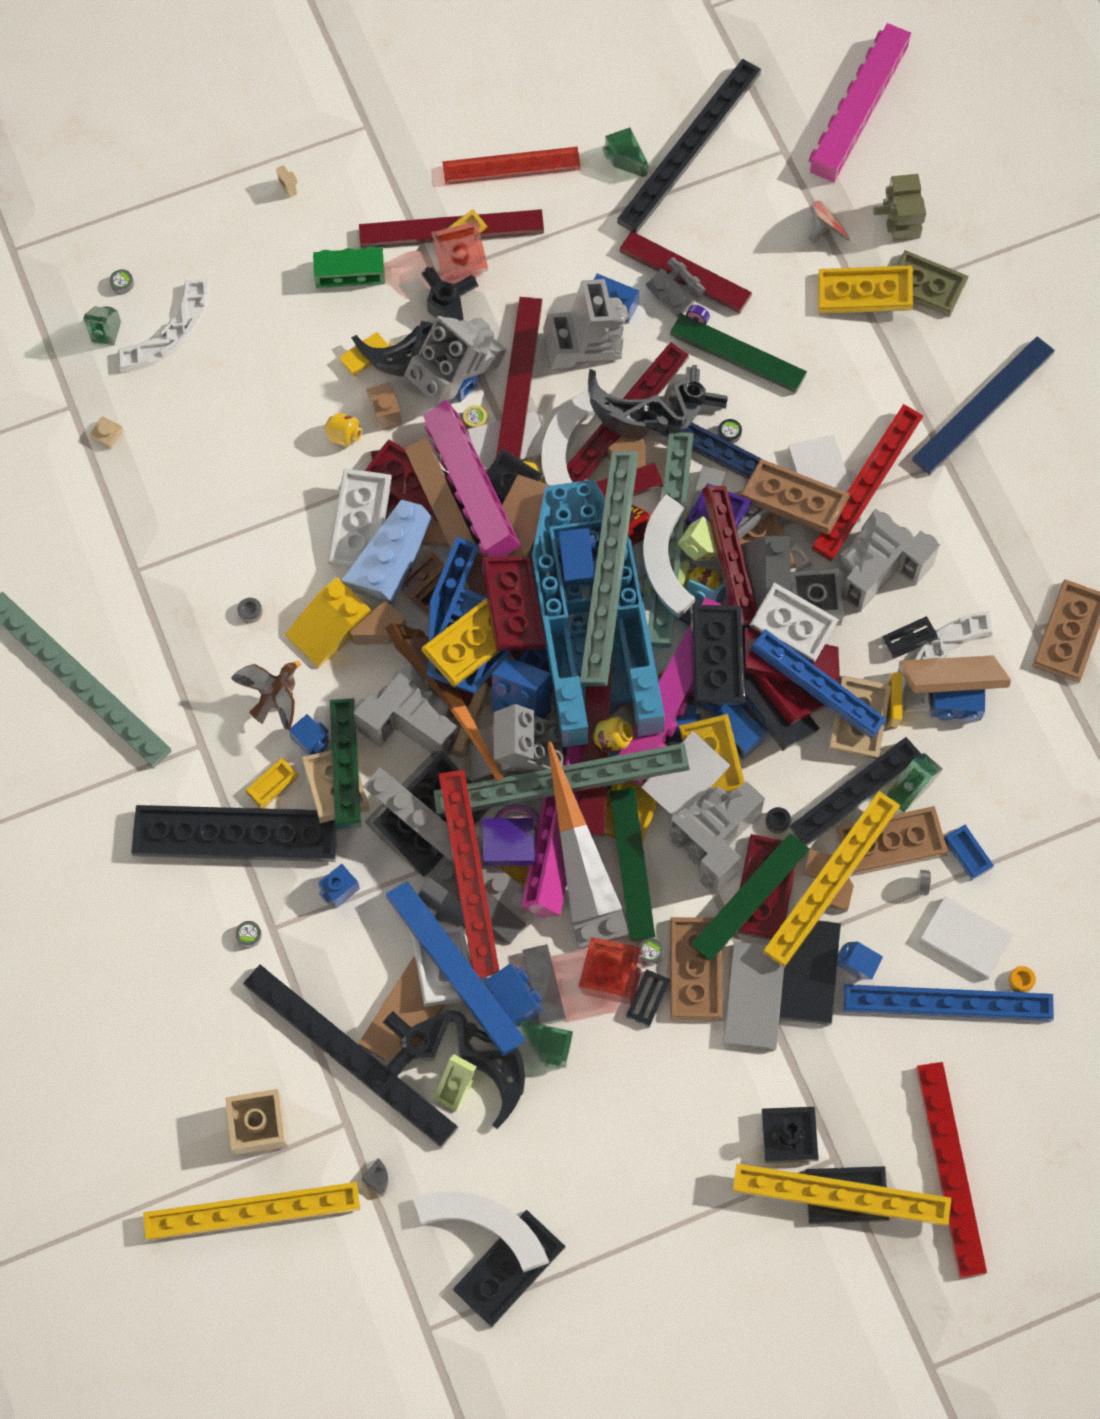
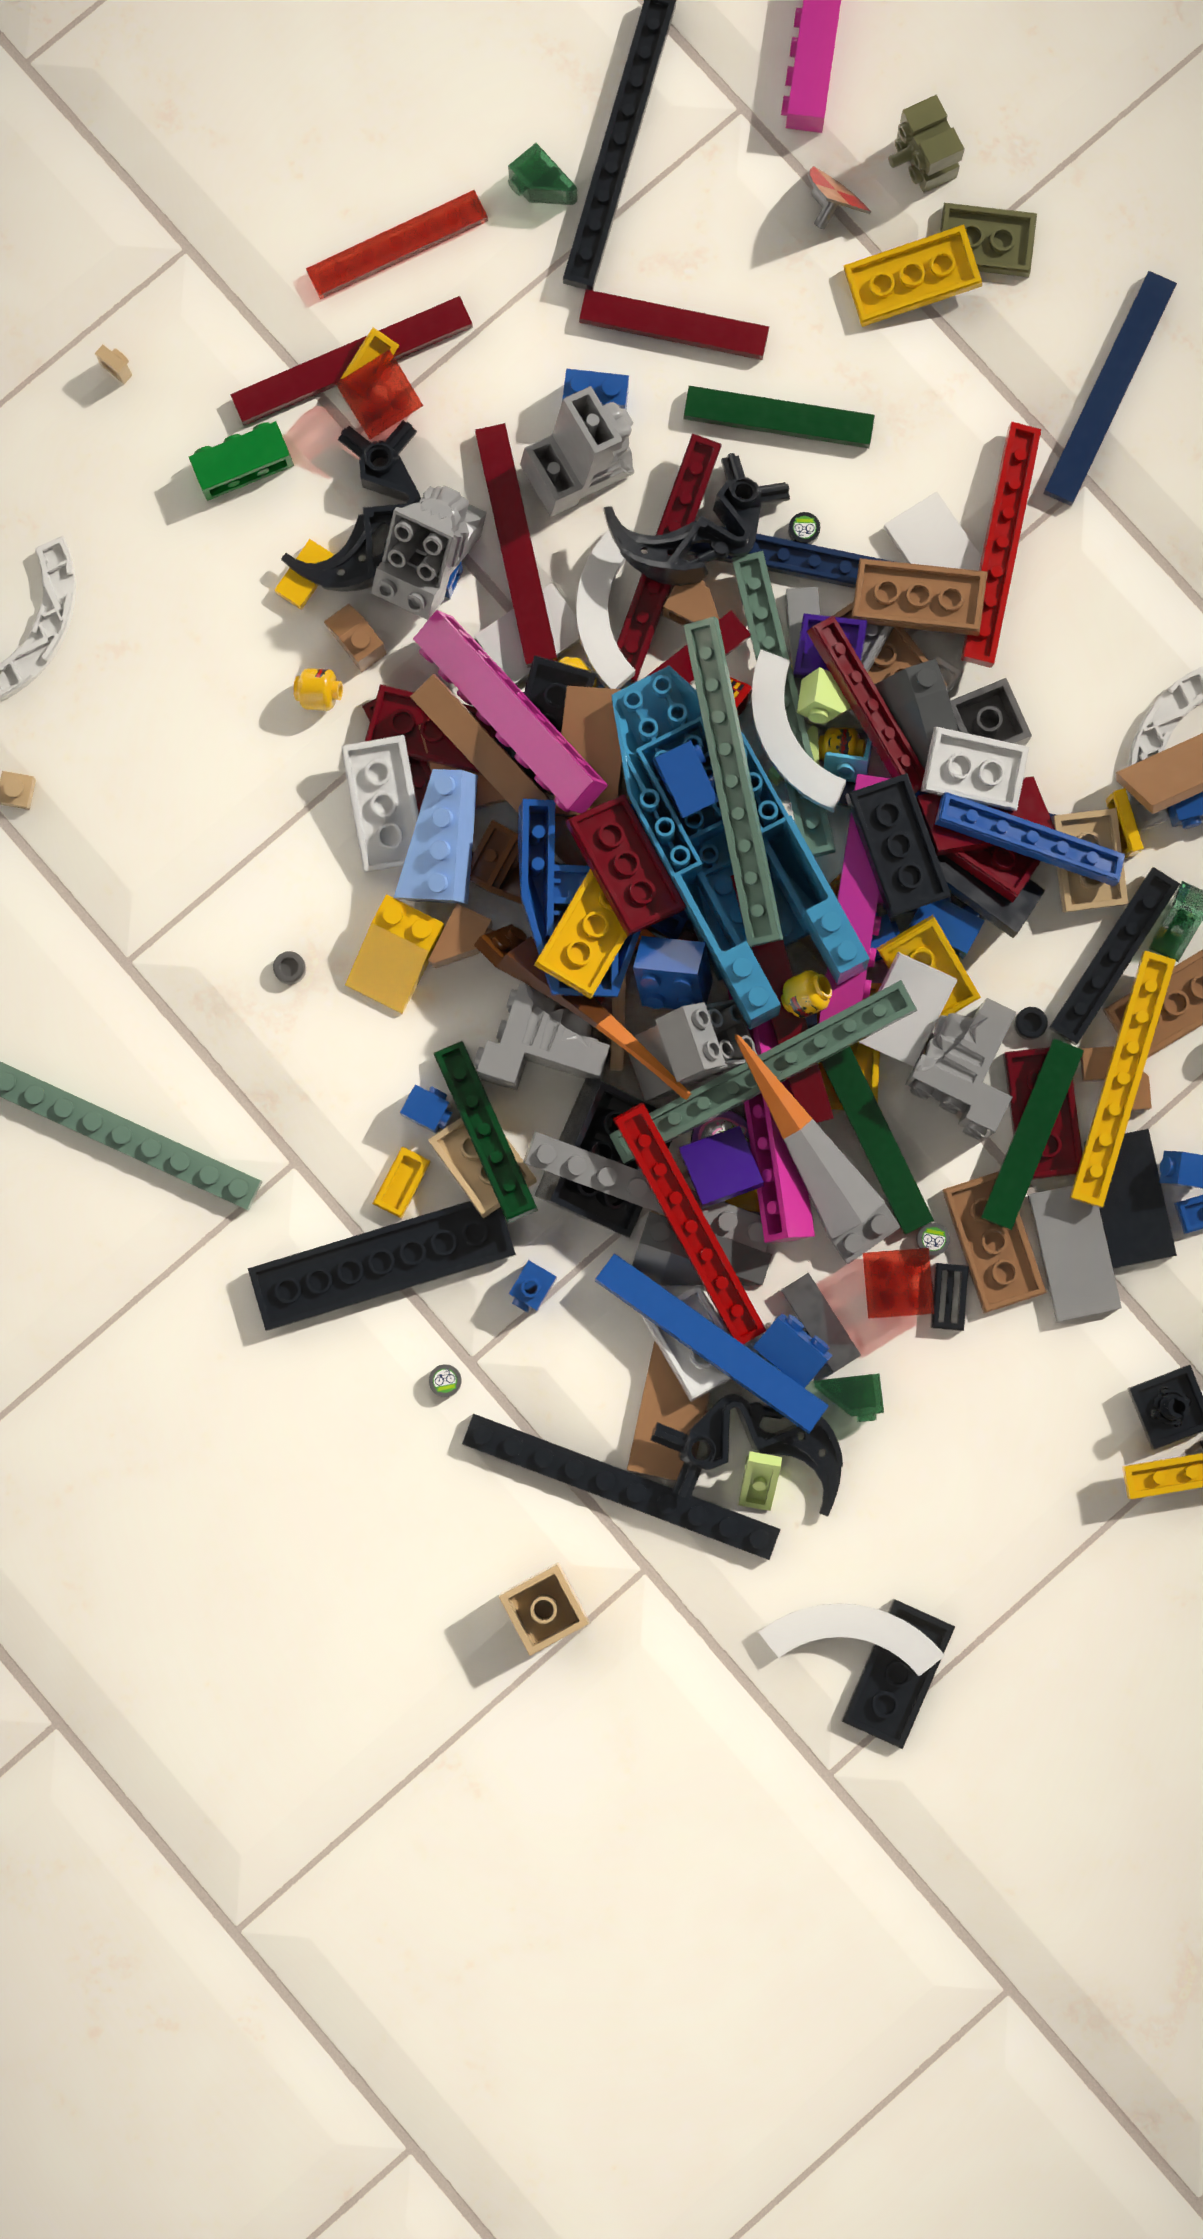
camera: 15 degrees left, 15 degrees up
(251, 1211) = (575, 1712): yellow plate -> none
(274, 690) = (366, 1072): animal -> none
(377, 1177) = (707, 1620): flat silver tile -> none
(474, 416) = (476, 615): tile -> none
(670, 293) = (665, 361): flat silver plate -> none
(698, 313) = (712, 380): dark purple tile -> none
(879, 553) = (1047, 635): light grey brick -> none
(910, 641) = (1097, 752): black tile -> none

